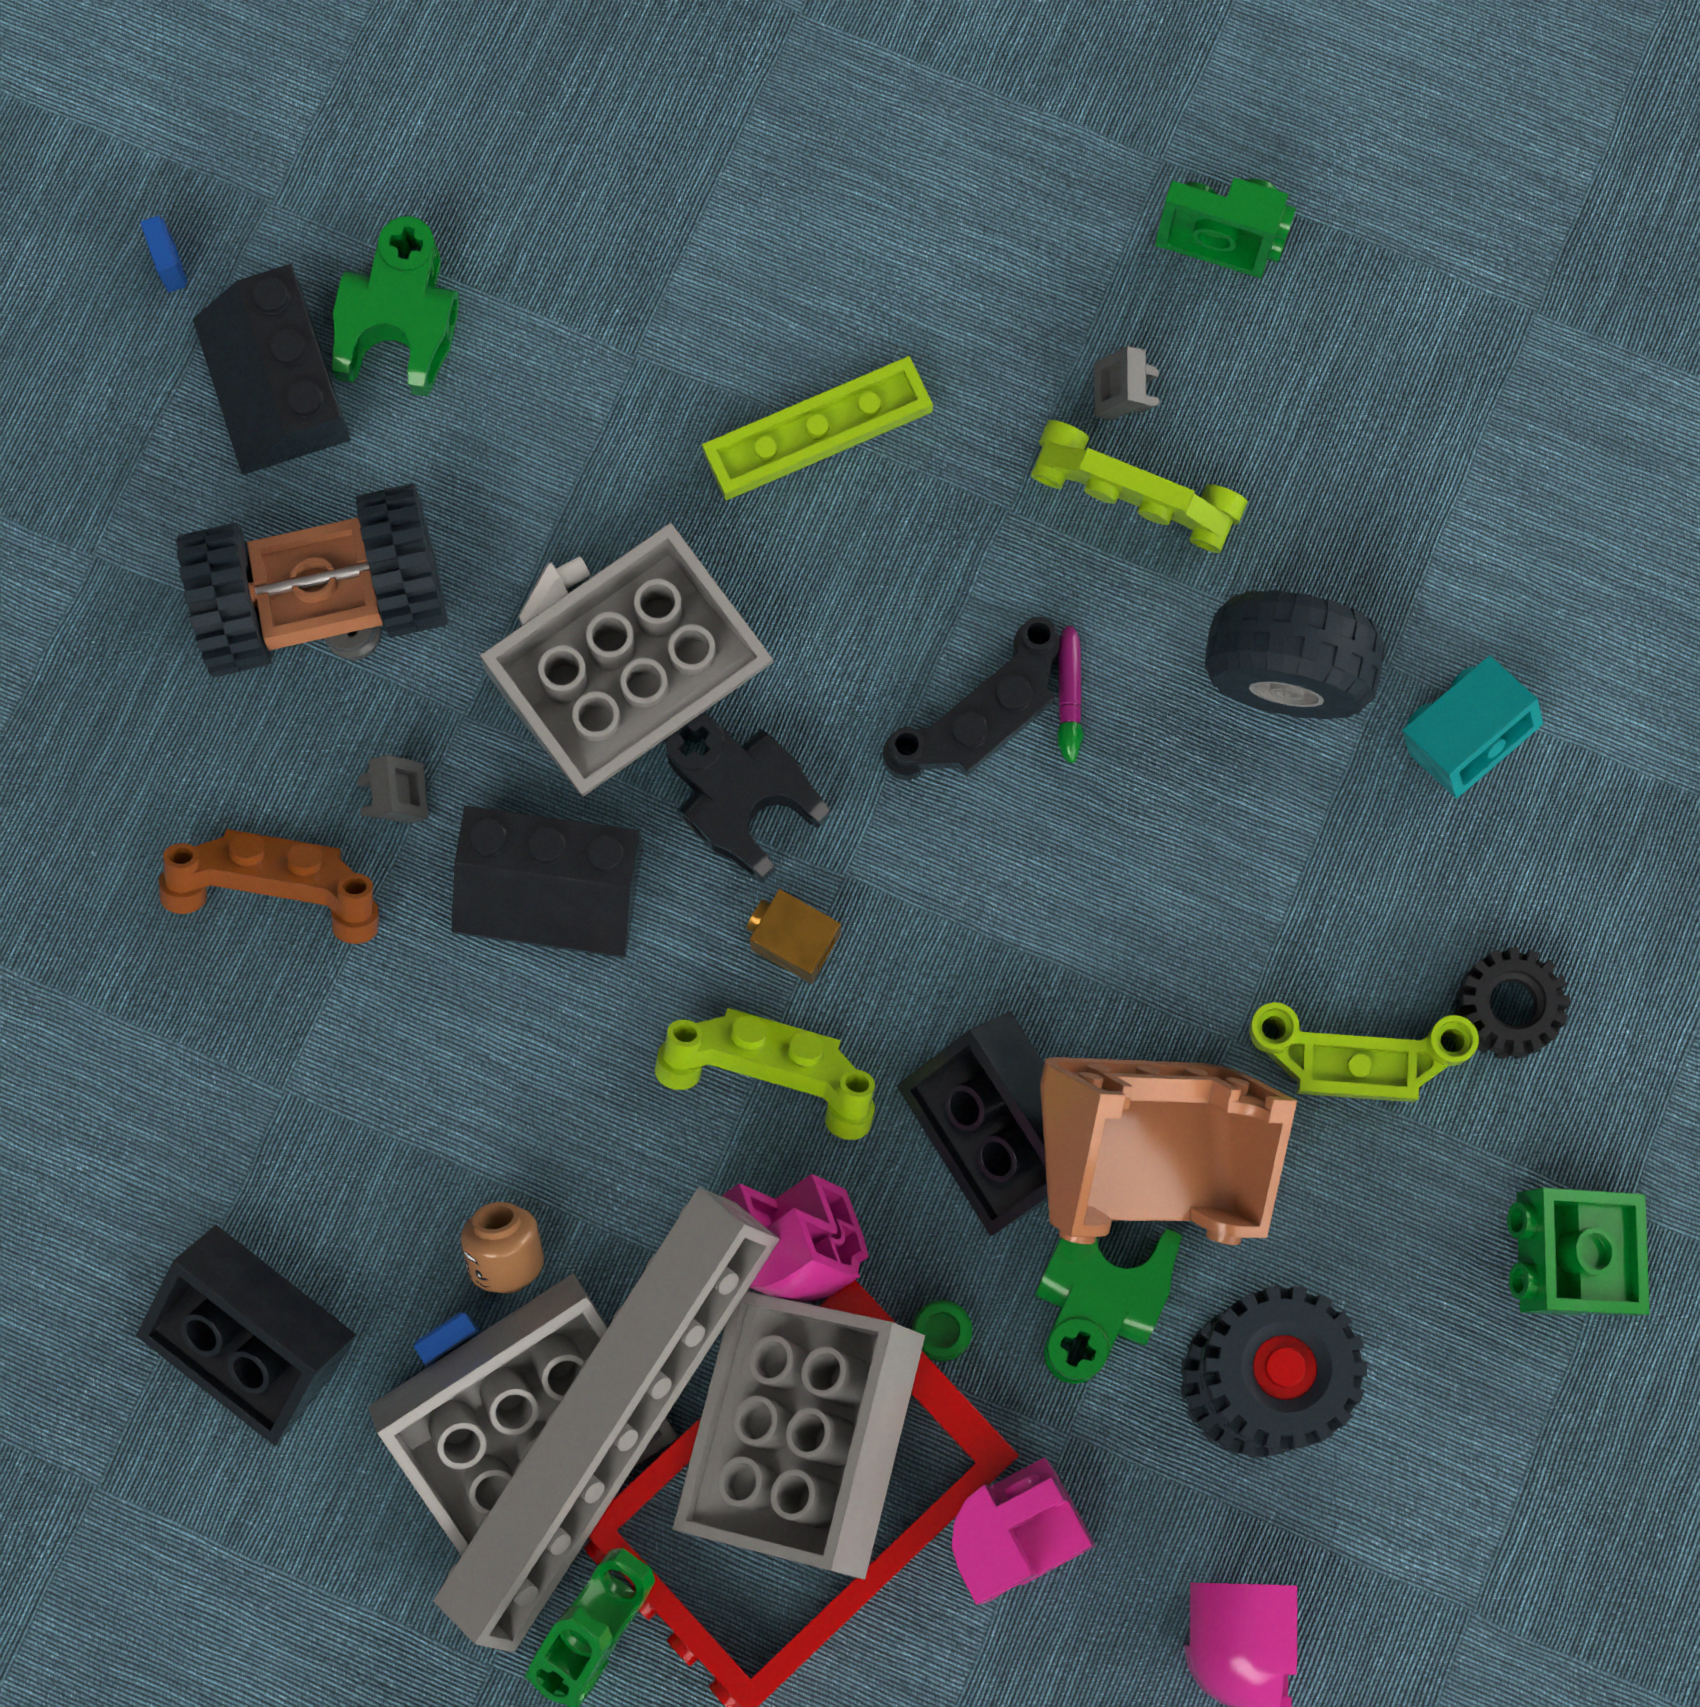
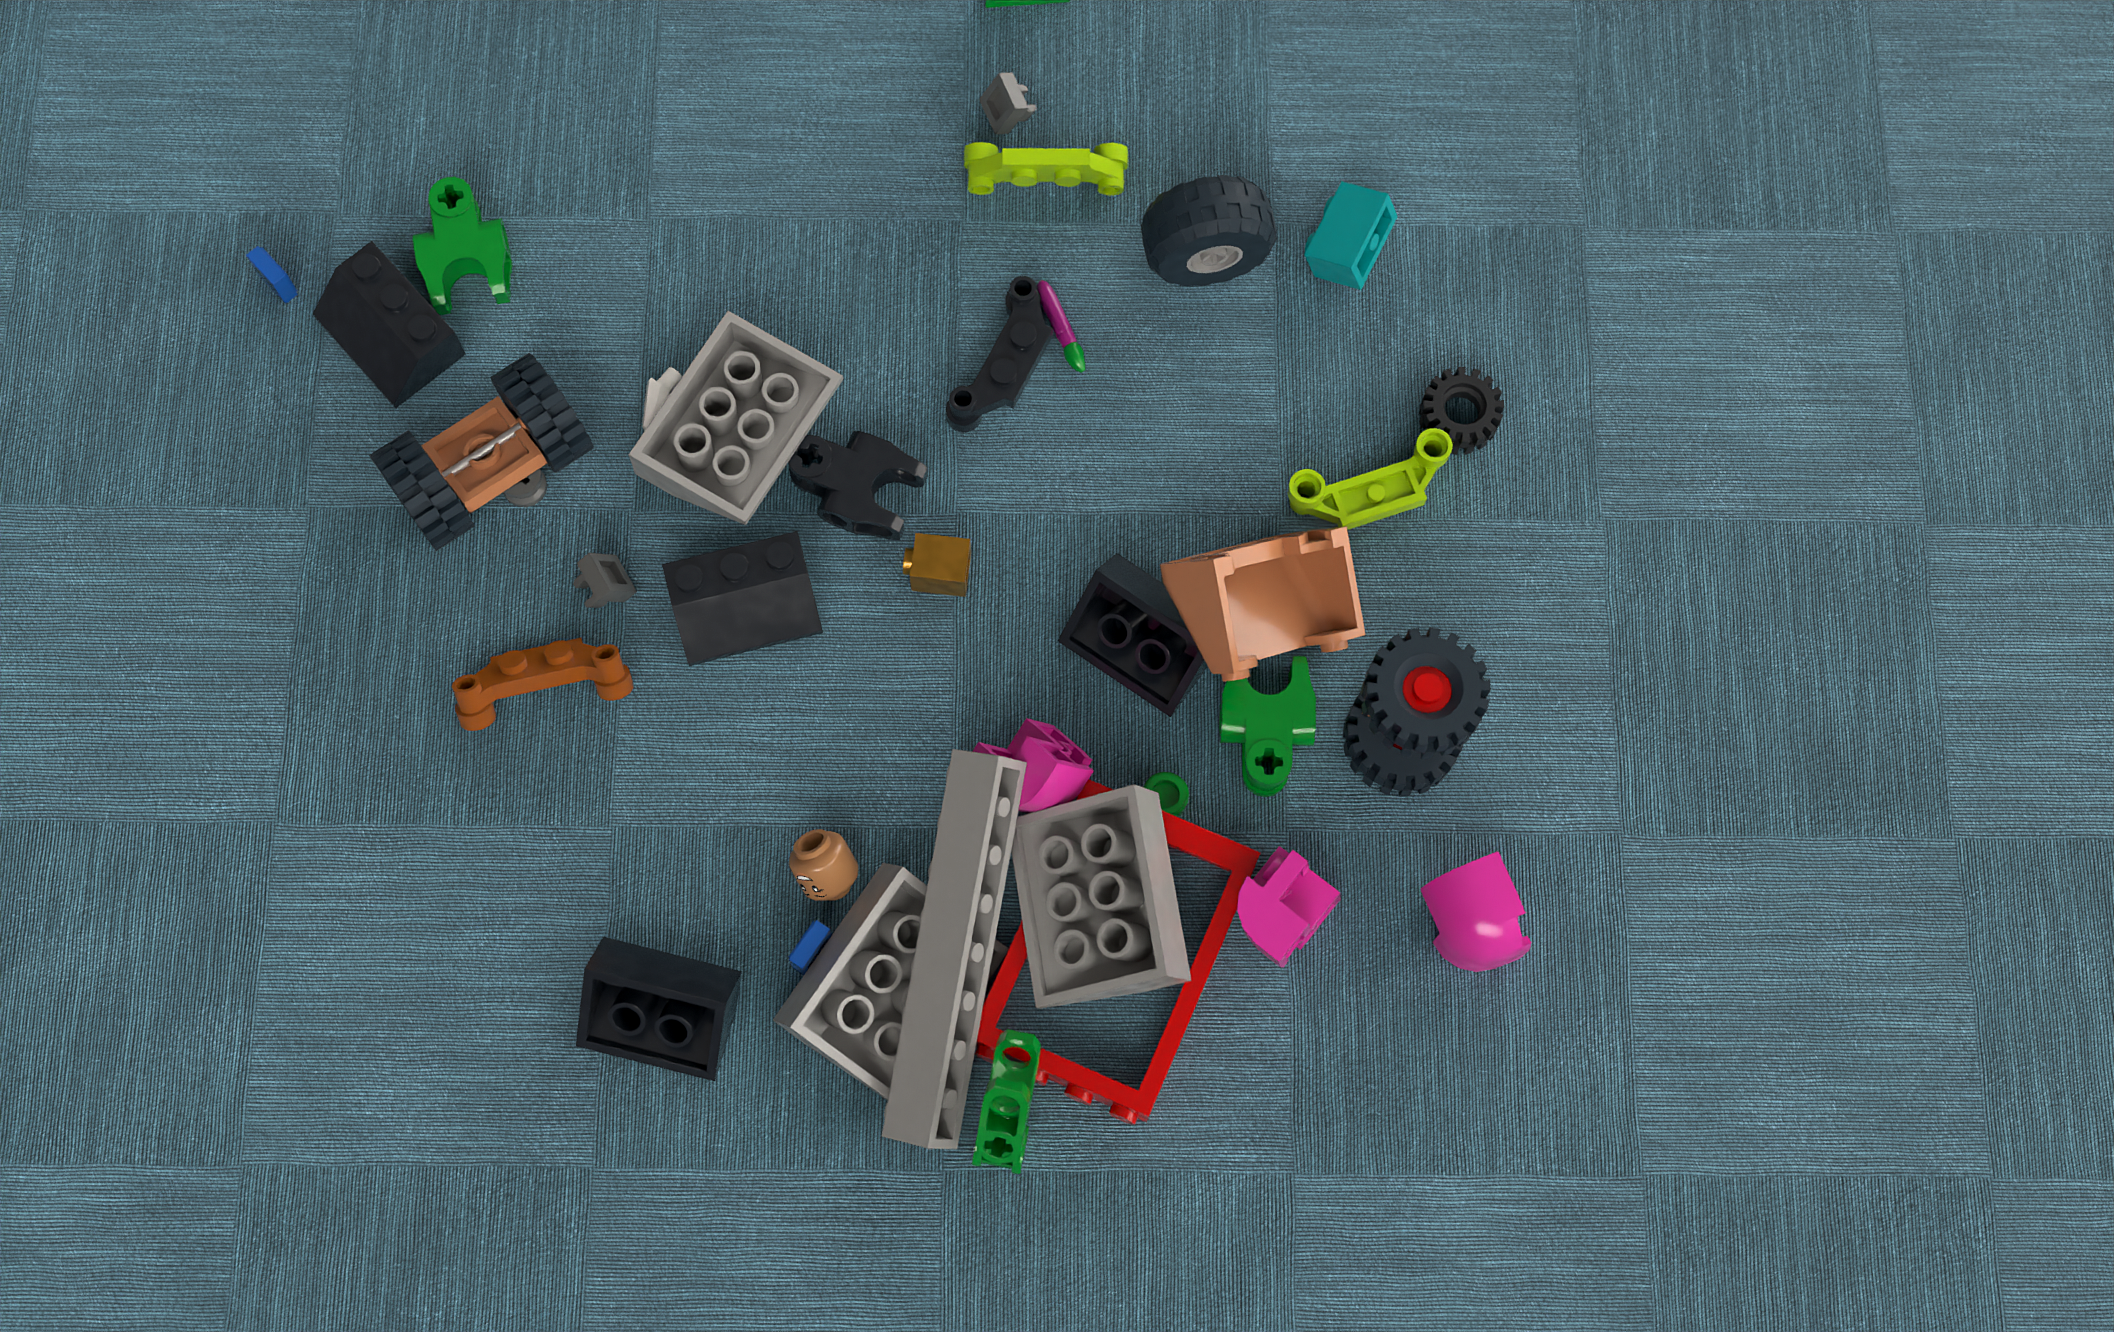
camera: 25 degrees left, 5 degrees down
(774, 1055) = (961, 652): lime plate -> none
(817, 428) = (802, 215): lime plate -> none
(1580, 1252) = (1583, 556): green plate -> none

